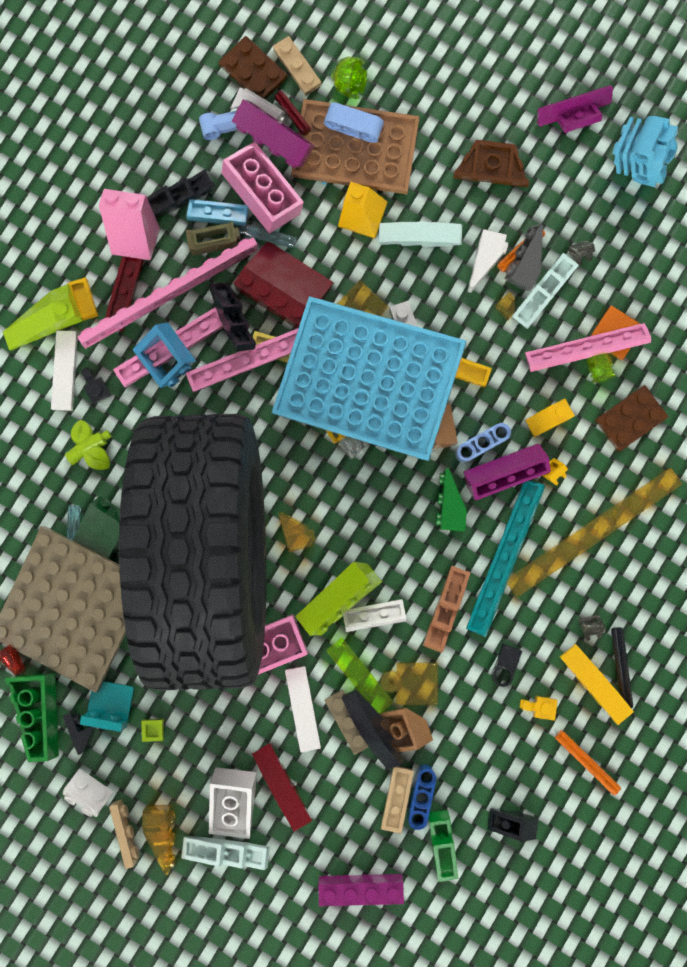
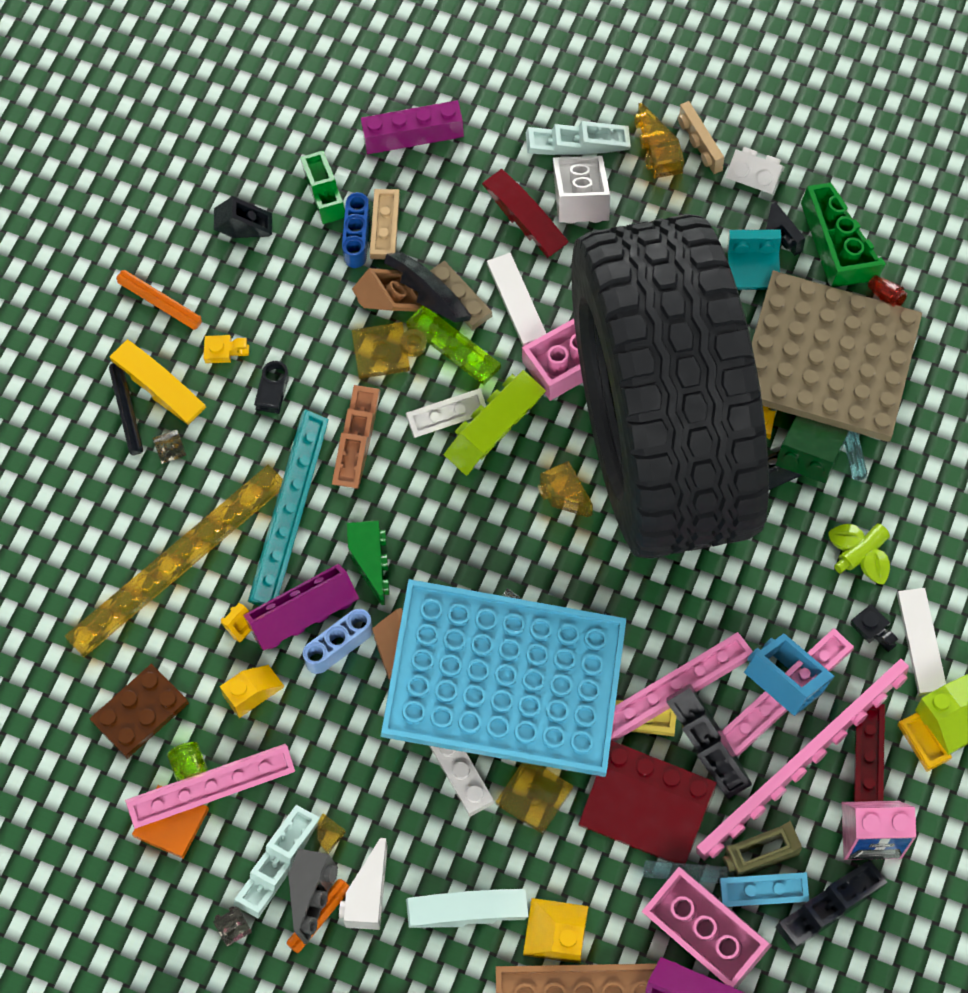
camera: 175 degrees right, 20 degrees down
(473, 372) = (365, 735): yellow tile -> none

